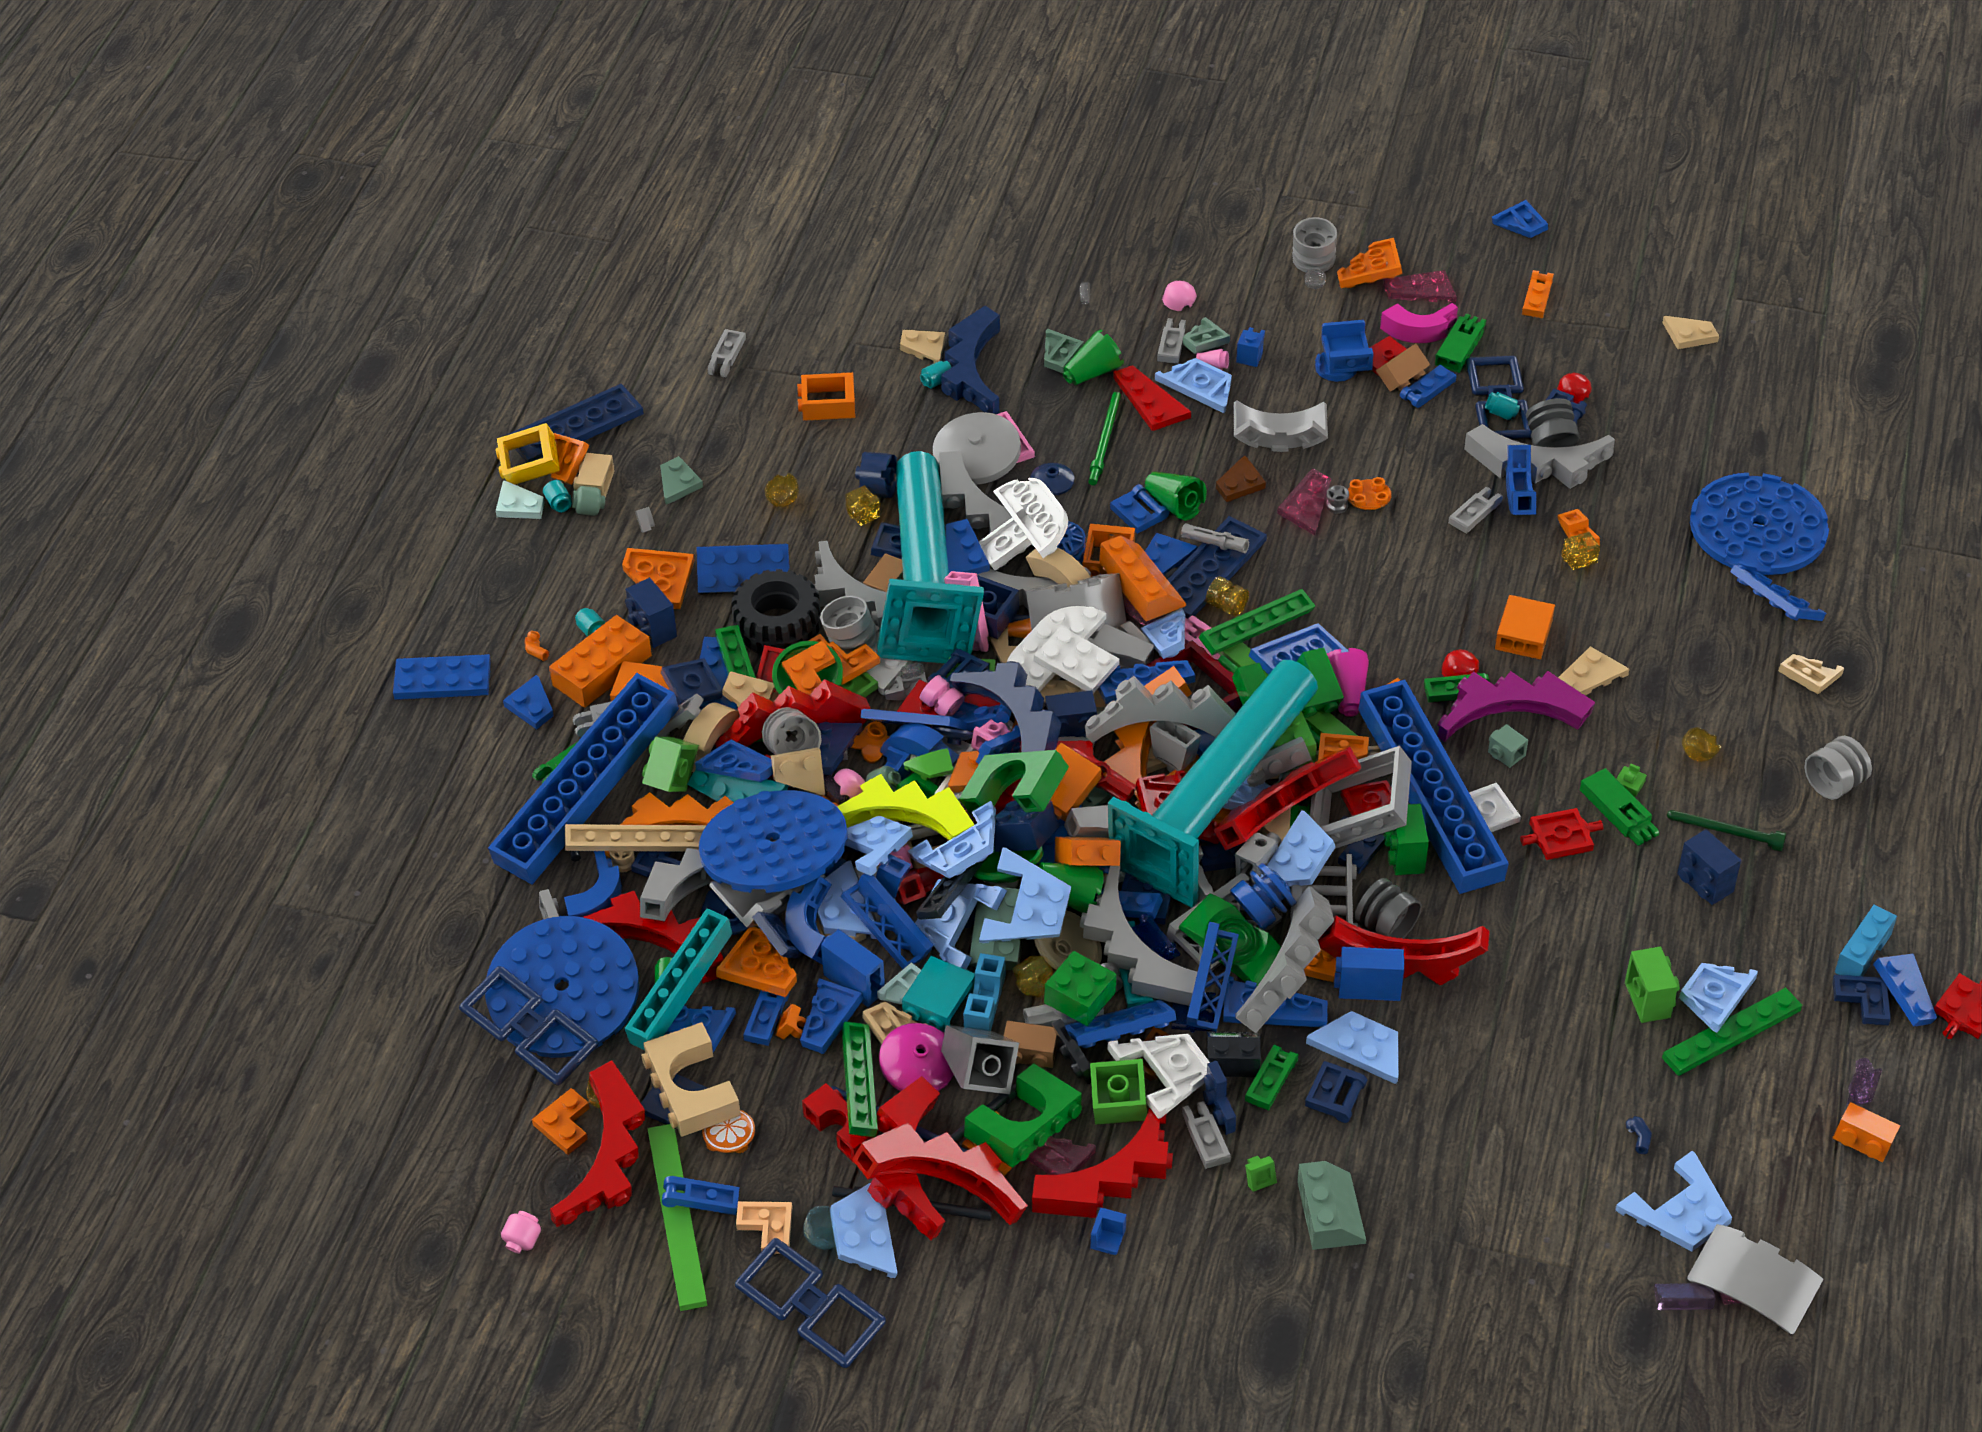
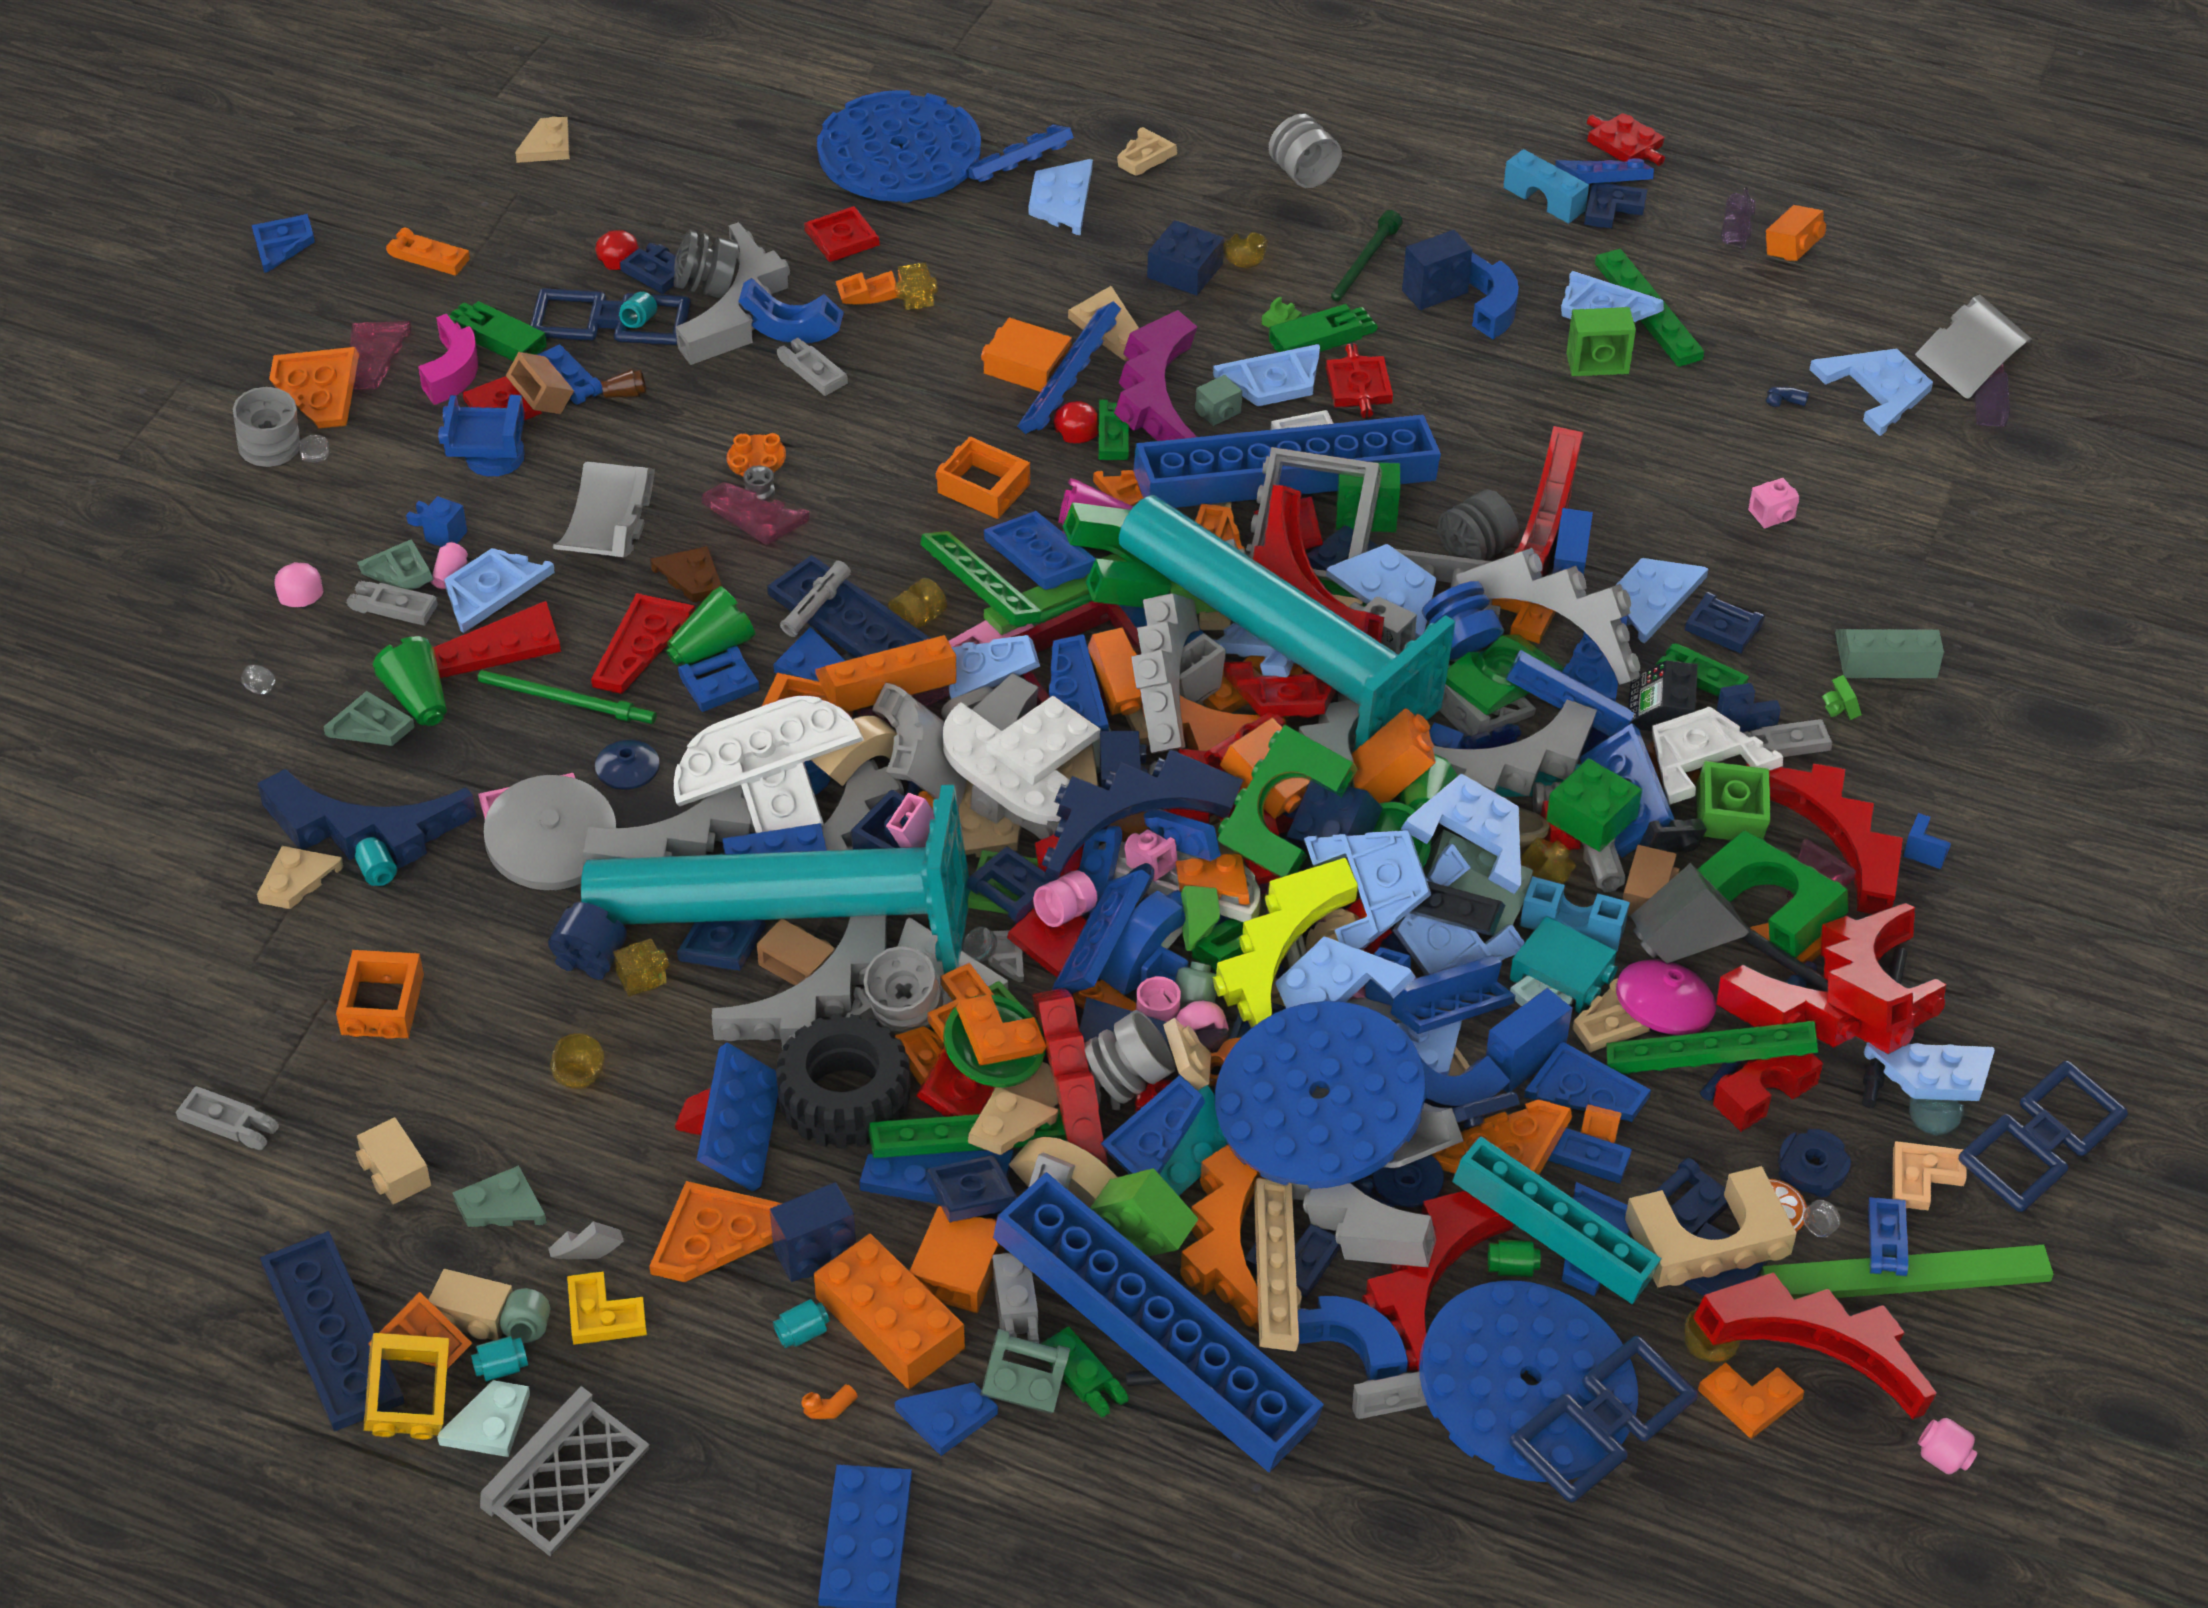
camera: 85 degrees left, 0 degrees up
(493, 524) = (535, 1458): none -> light grey fence
(548, 728) = (1021, 1383): none -> sand green plate
(592, 531) = (598, 1319): none -> yellow plate
(698, 425) = (393, 1161): none -> tan piece
(717, 1074) = (1701, 1203): none -> dark blue plate
(719, 1159) = (1821, 1218): none -> clear tile
(772, 1168) = (1814, 1178): none -> dark blue plate
(862, 759) = (1158, 998): none -> bright pink wheel
(1160, 459) = (639, 640): none -> red wing
(1370, 632) = (994, 502): none -> orange window
(1423, 415) = (626, 384): none -> reddish brown cone
(1484, 1118) = (1773, 502): none -> bright pink brick
(1521, 652) = (1075, 361): none -> blue plate
(1552, 781) = (1274, 376): none -> light blue wing
(1636, 505) = (841, 234): none -> red plate
(1675, 707) = (1185, 257): none -> dark blue brick
(1699, 922) = (1498, 309): none -> blue arch
(1739, 629) = (1061, 194): none -> light blue wing

